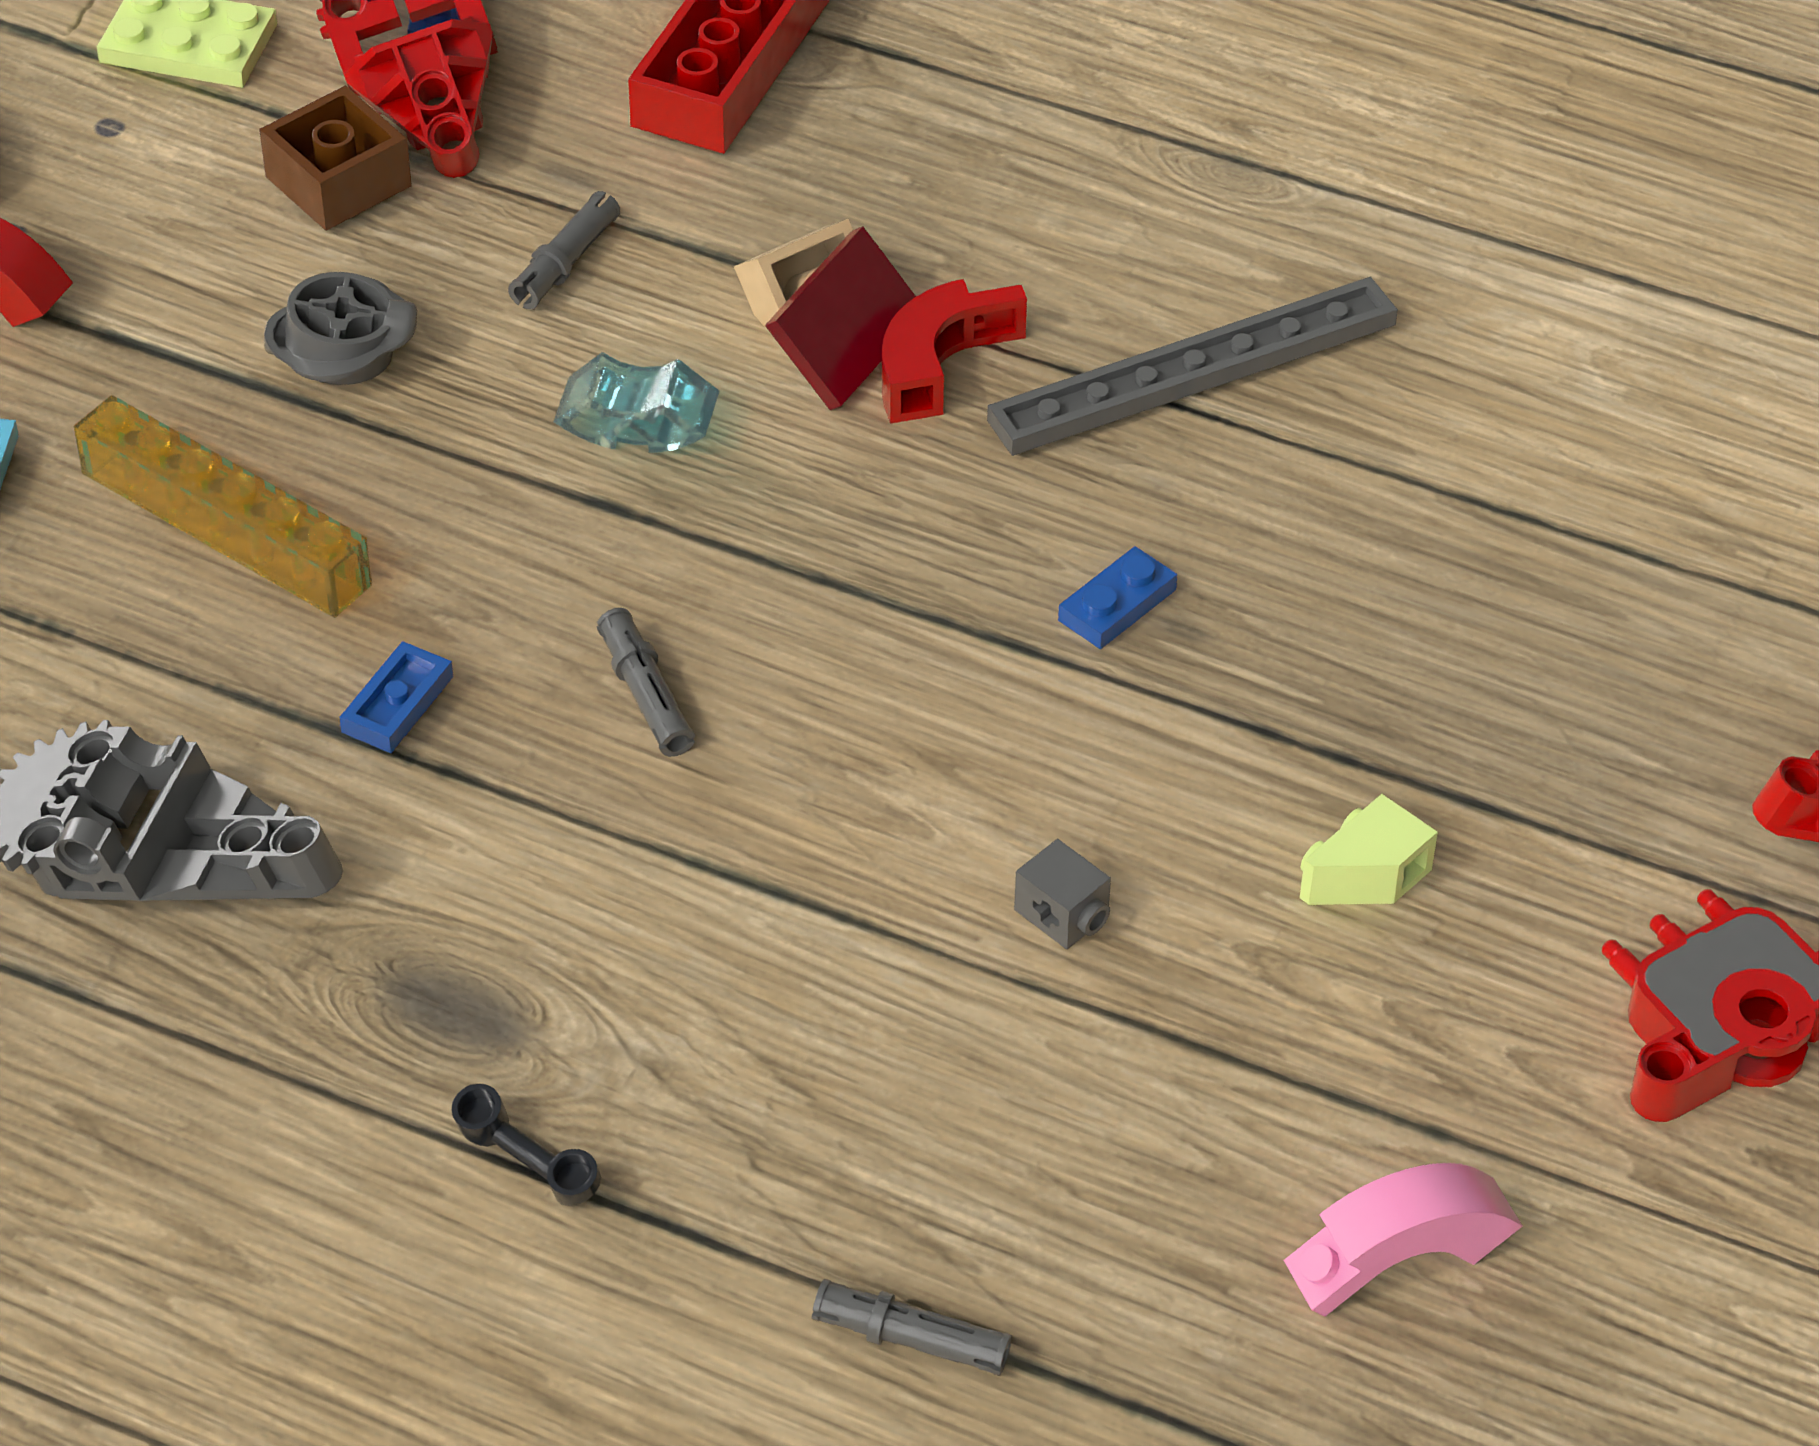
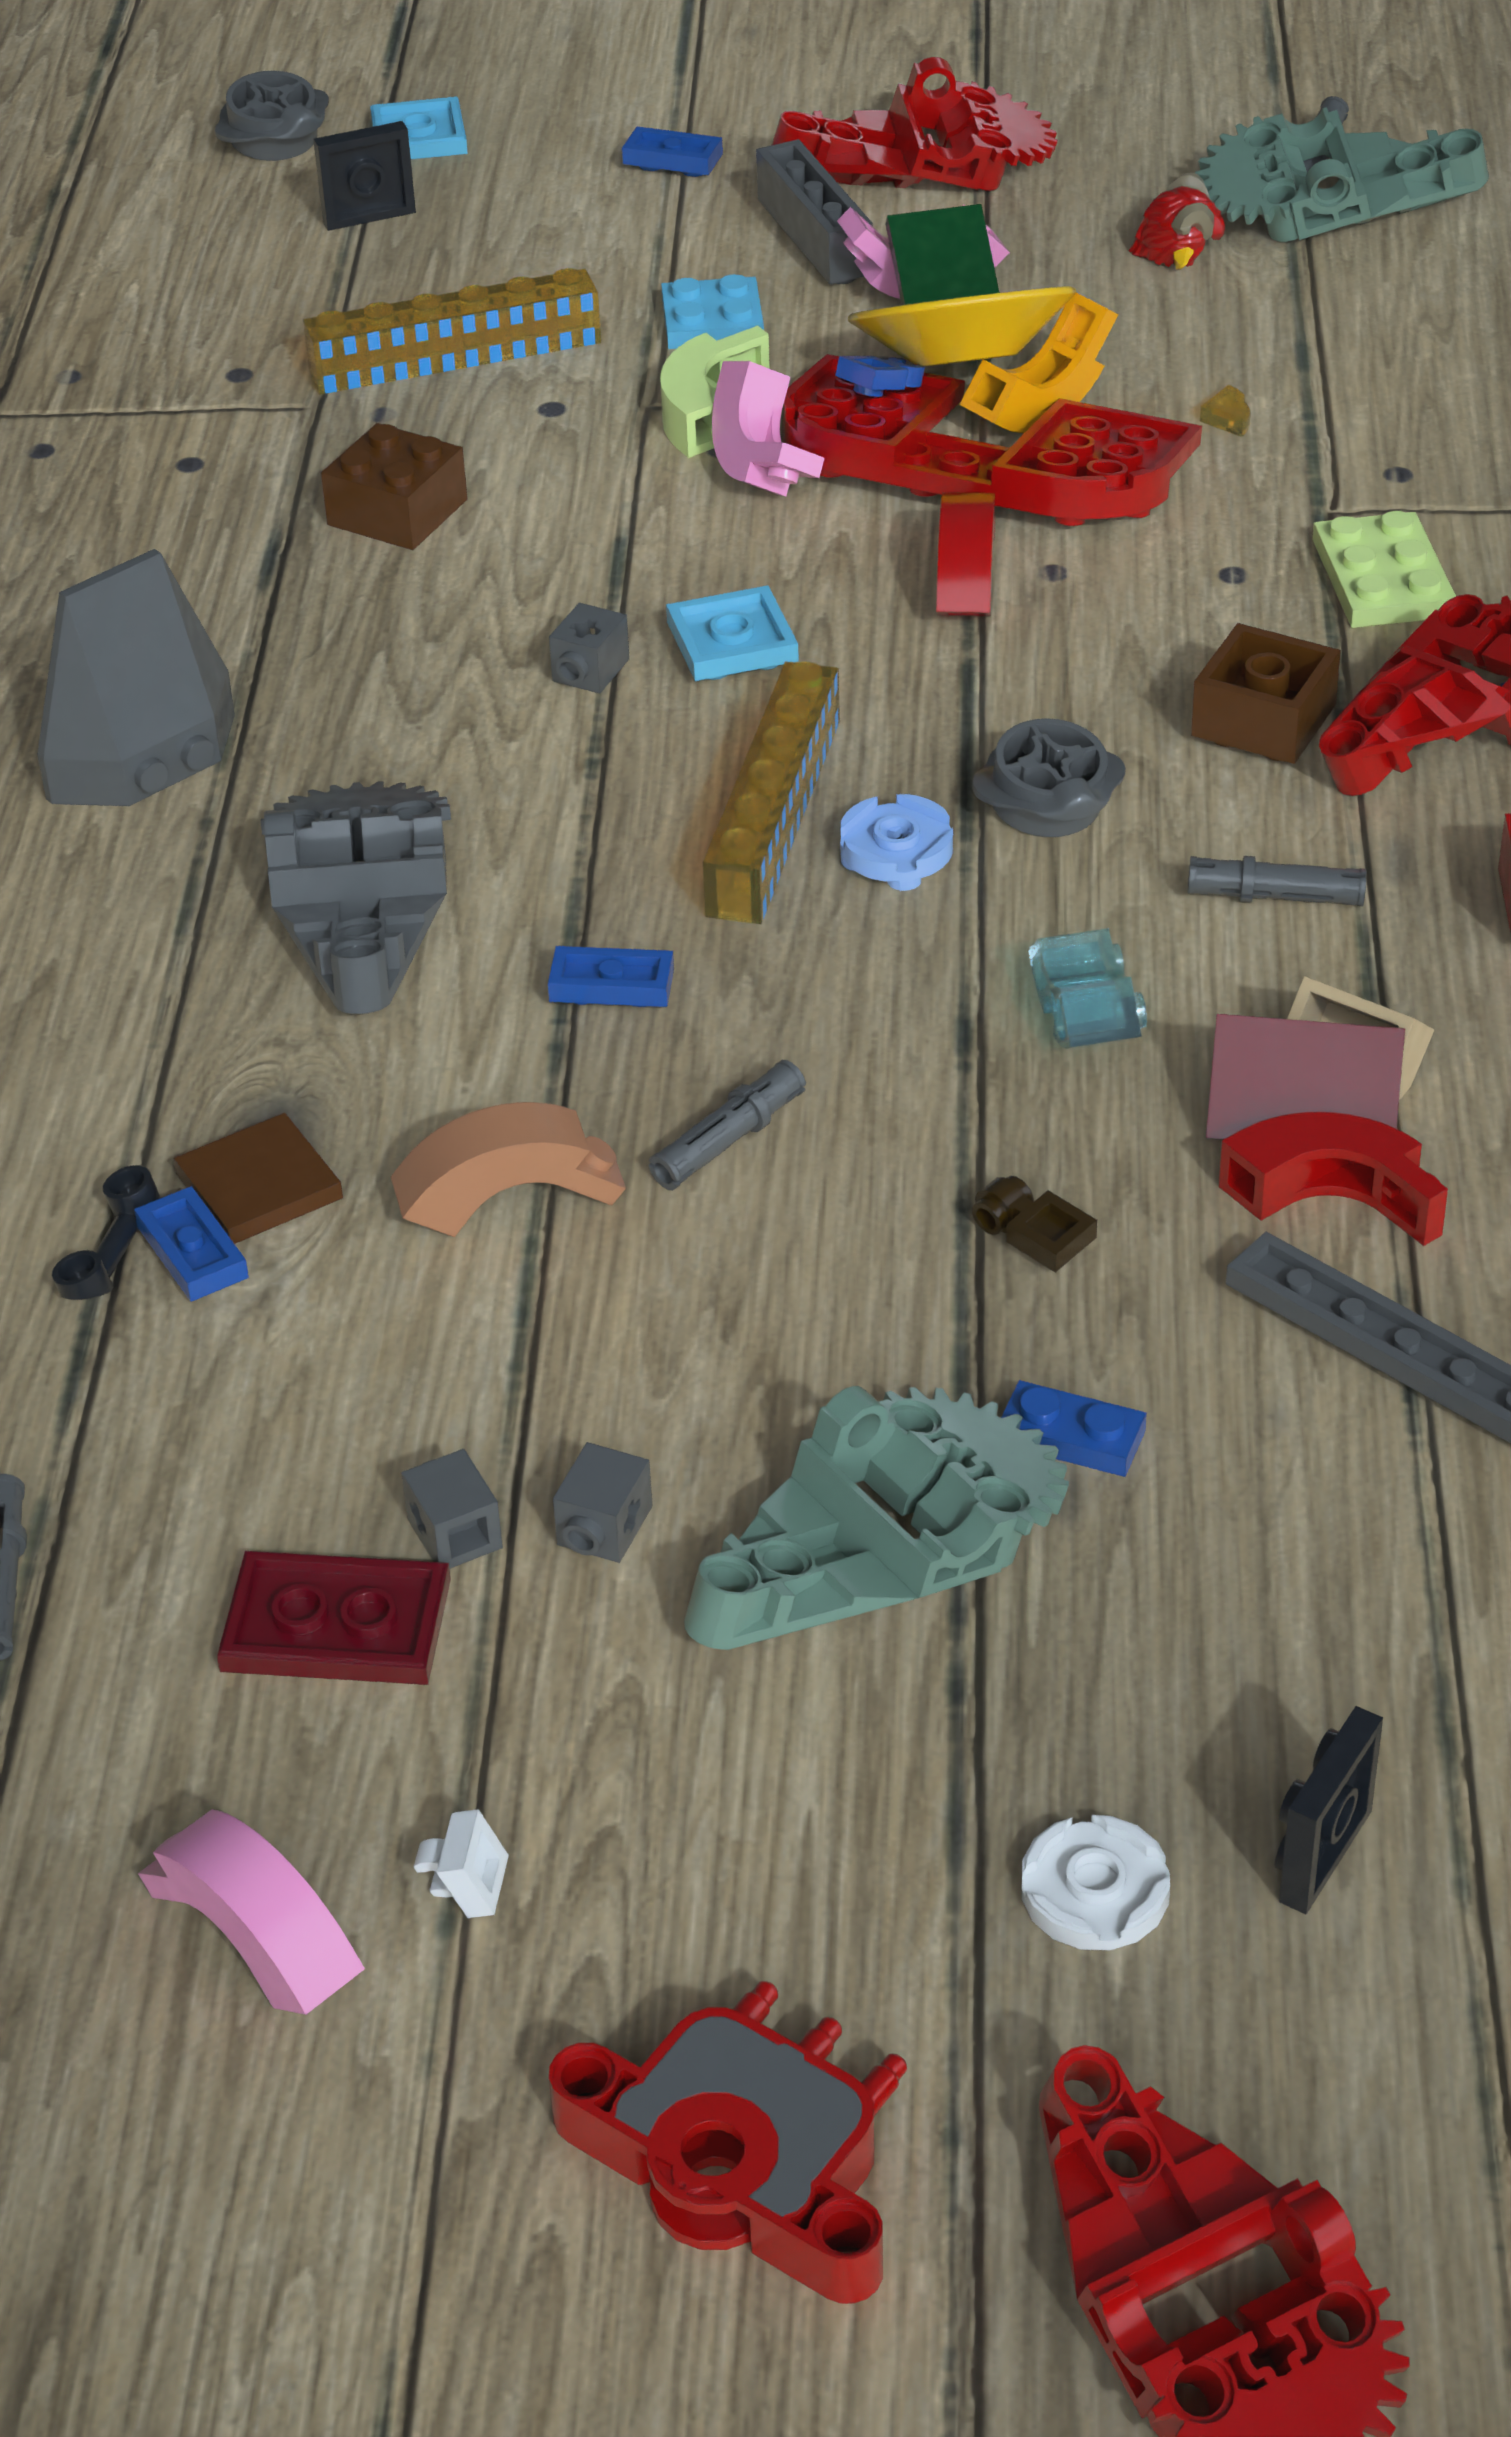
camera: 70 degrees right, 5 degrees down
(342, 477) = (875, 842): none -> light blue plate
(501, 1022) = (259, 1177): none -> reddish brown tile
(572, 1088) = (191, 1243): none -> blue plate
(629, 837) = (497, 1149): none -> nougat arch
(895, 528) = (1042, 1229): none -> dark brown plate
(1016, 992) = (452, 1509): none -> dark grey brick
(1082, 1112) = (335, 1617): none -> dark red tile
(1191, 771) = (834, 1553): none -> sand green connector
(1370, 858) = (792, 1736): yellowish green slope -> none
(1408, 1089) = (465, 1863): none -> white tile
(1572, 742) = (1095, 1883): none -> white tile
(1602, 577) = (1328, 1808): none -> black plate

